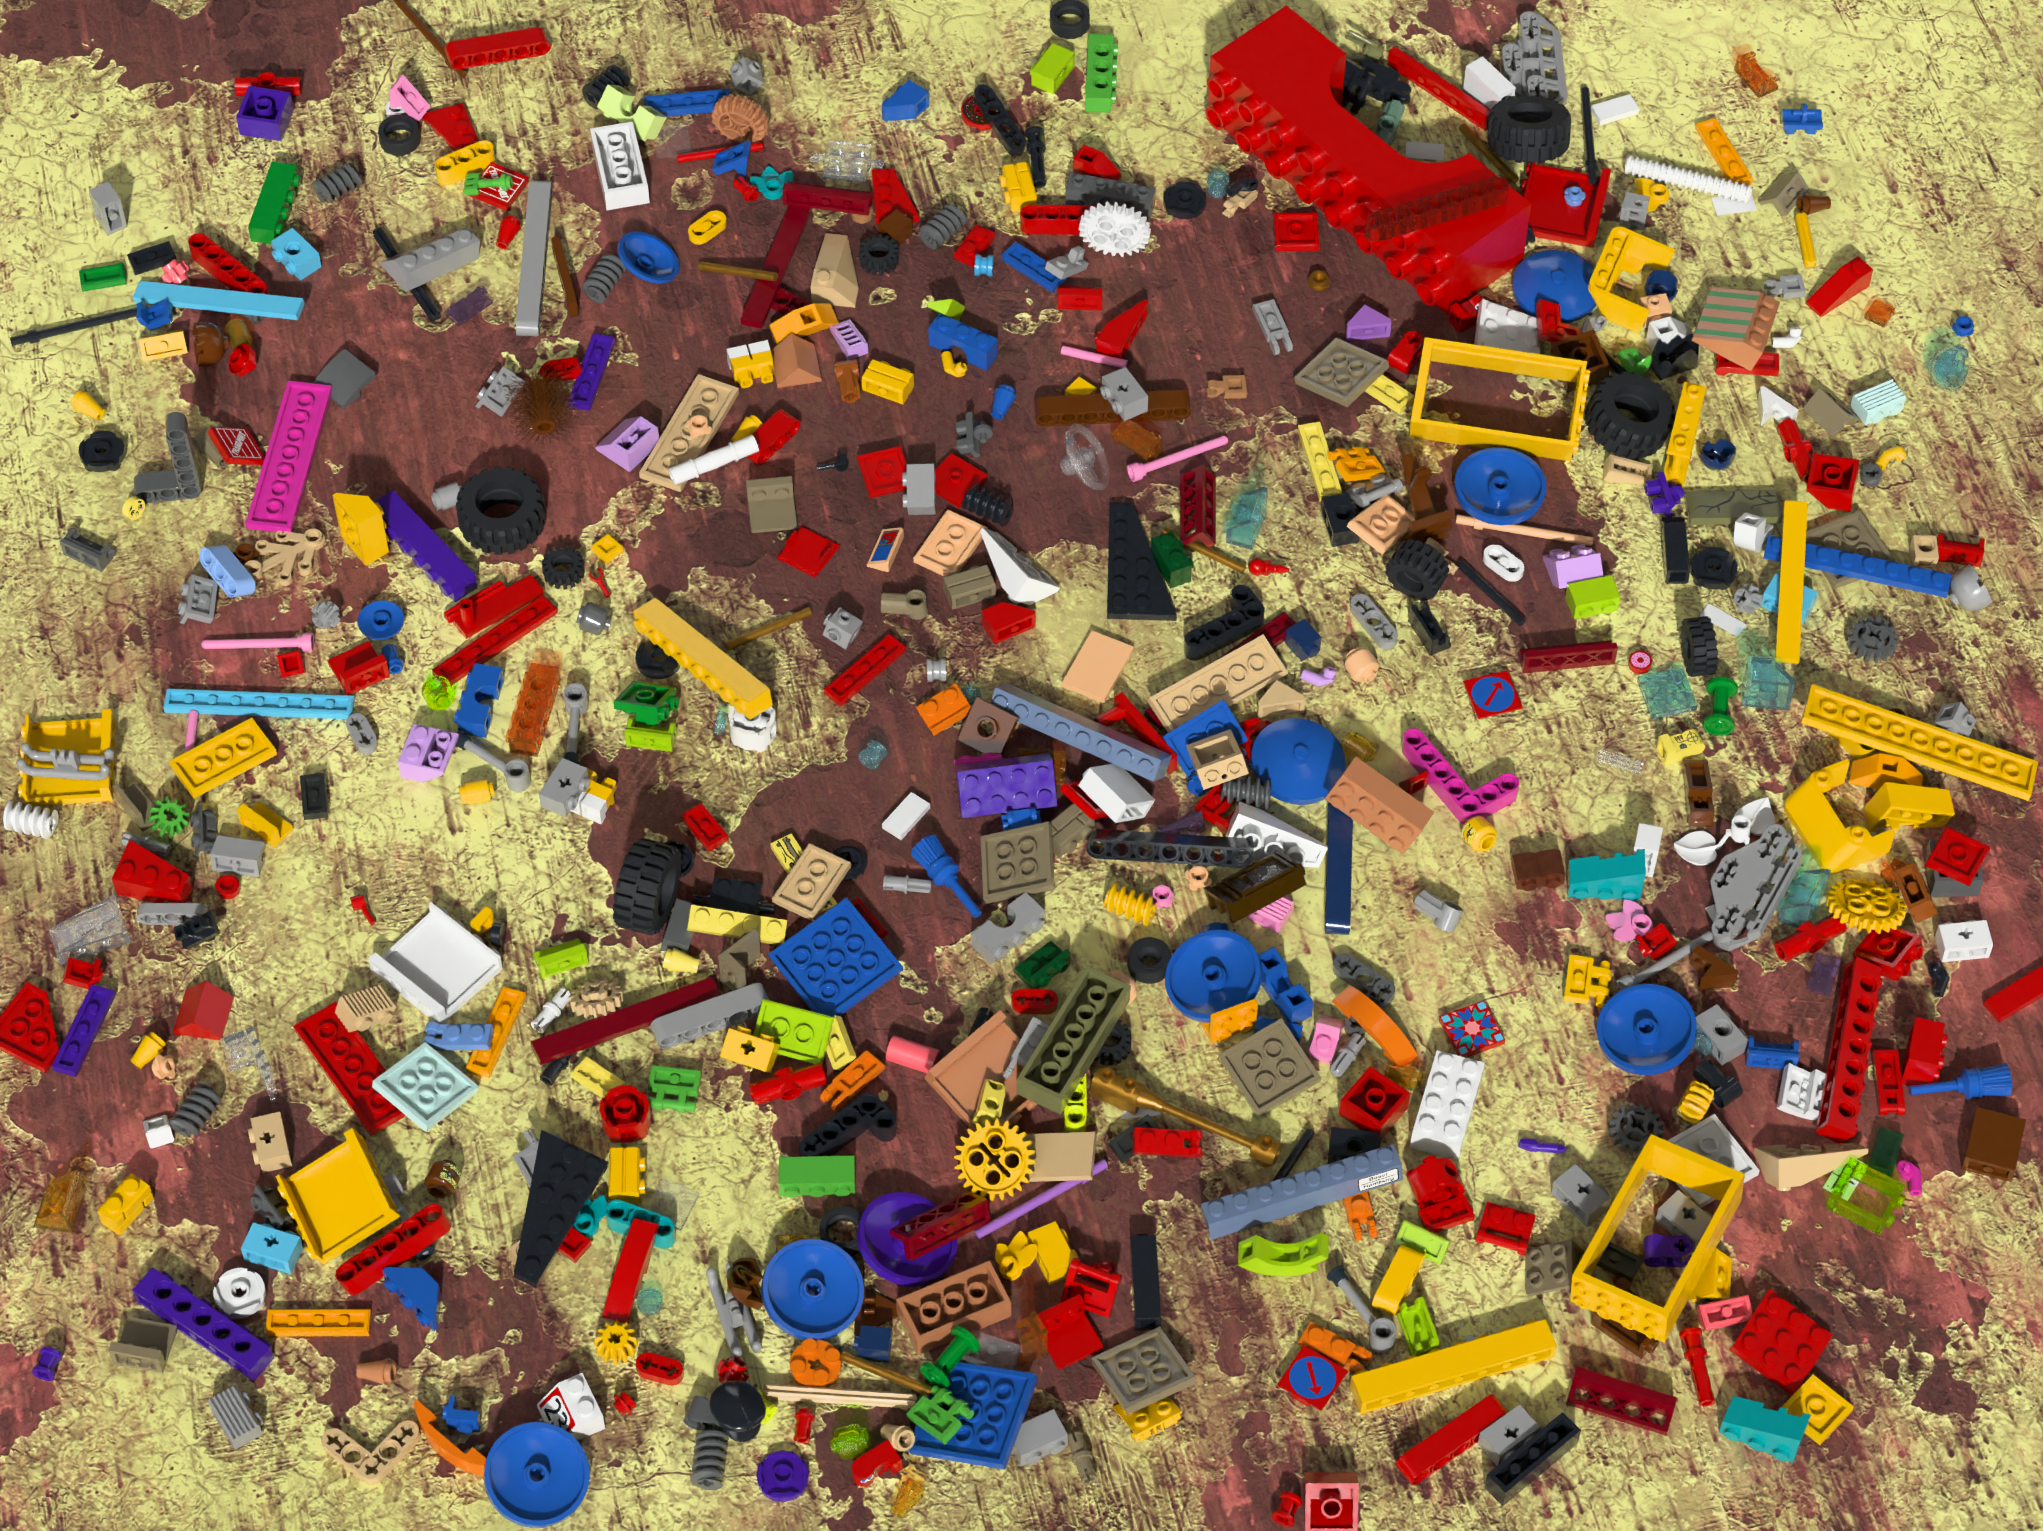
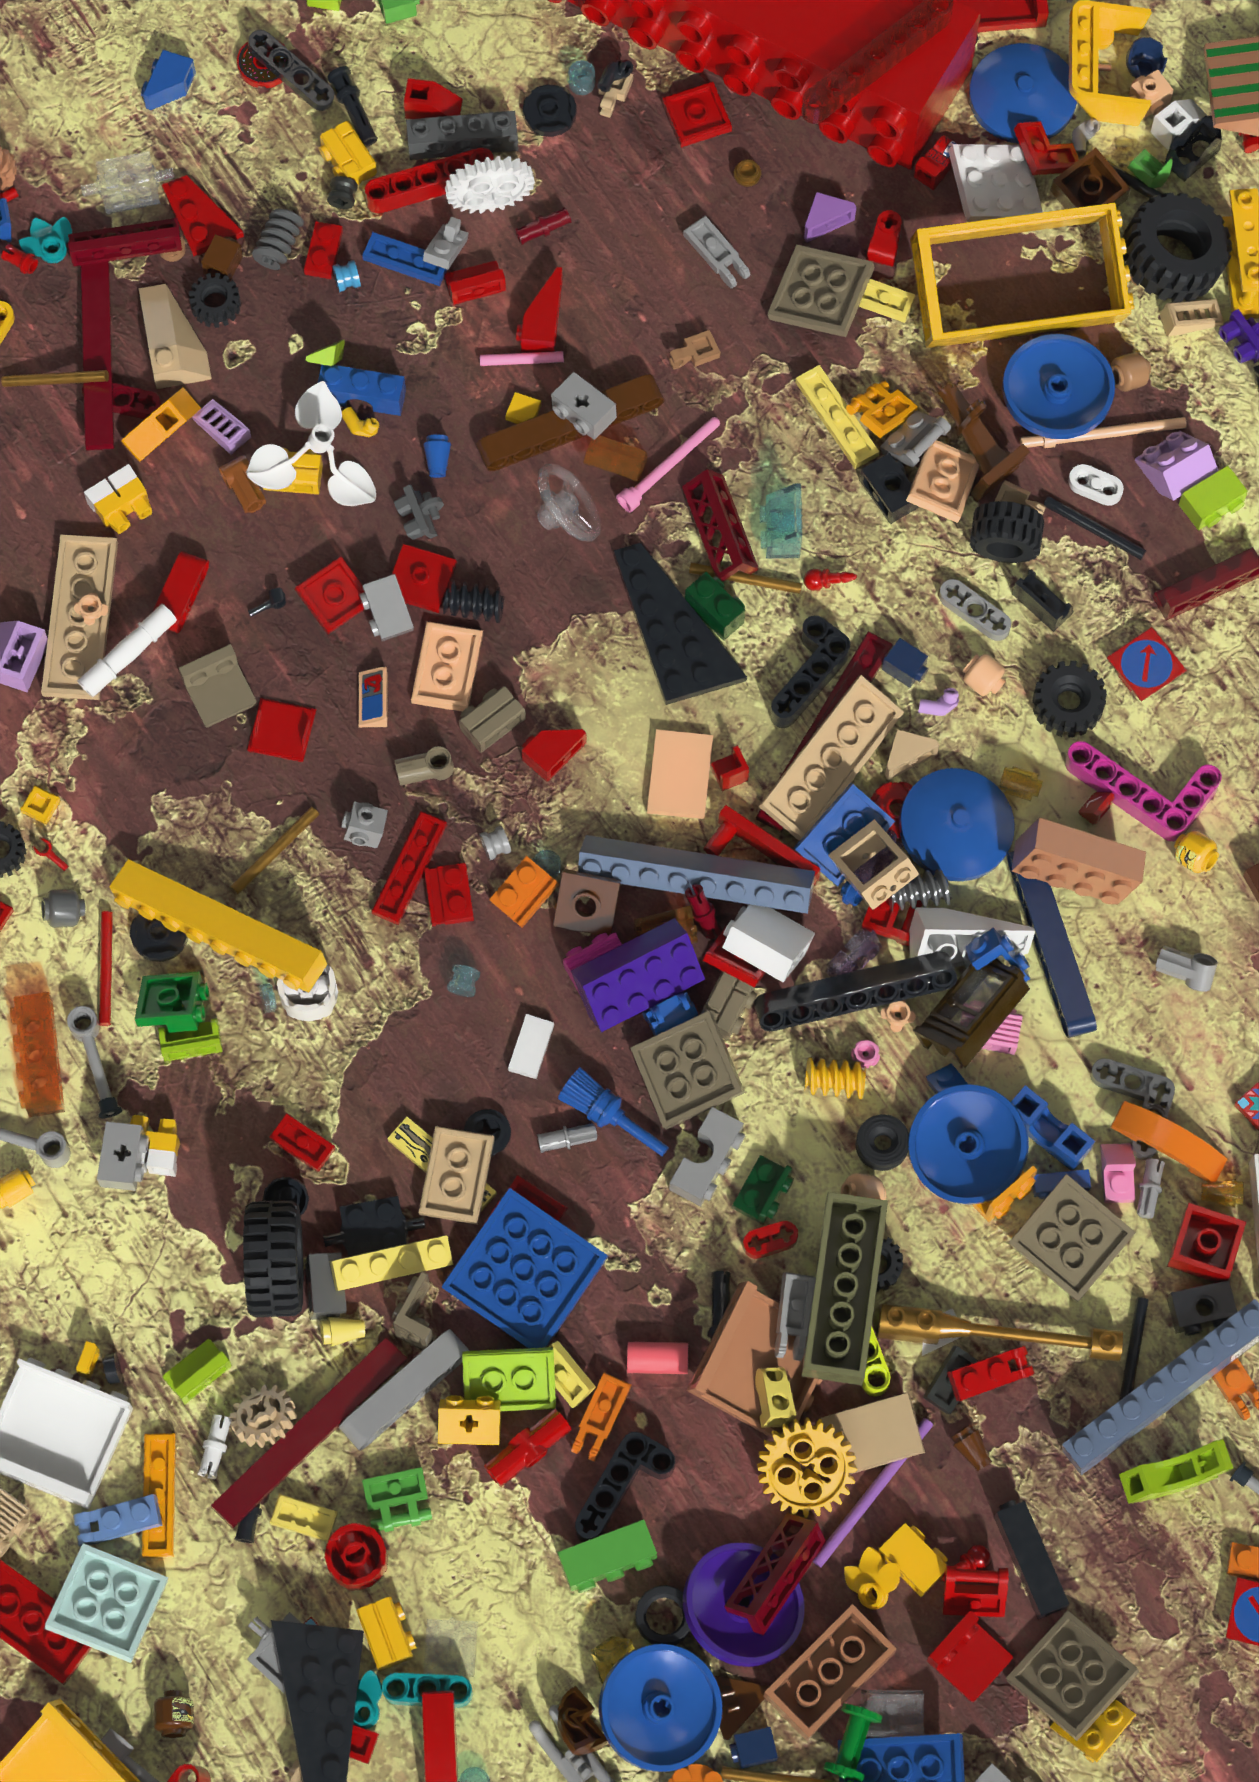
camera: 20 degrees left, 15 degrees up
(608, 670) = (105, 968): none -> red bar
(748, 426) = (148, 592): yellow cone -> none
(795, 362) = (170, 479): nougat slope -> none
(887, 696) = (449, 894): none -> red plate
(921, 345) = (322, 412): none -> white plant
(1004, 210) = (342, 192): none -> pearl dark grey wheel
(1015, 571) = (543, 685): white wedge -> none
(1034, 1341) = (935, 1678): clear orange hinge -> none
(1074, 757) = (703, 911): none -> dark red pin
(1131, 1189) = (971, 1446): none -> reddish brown cone
(1137, 675) = (730, 770): none -> red panel
(1147, 273) = (543, 225): none -> dark red pin
(1282, 844) = (992, 945): none -> blue bracket
(1423, 687) = (1071, 679): none -> black tyre
(1561, 493) = (1130, 371): none -> medium nougat head

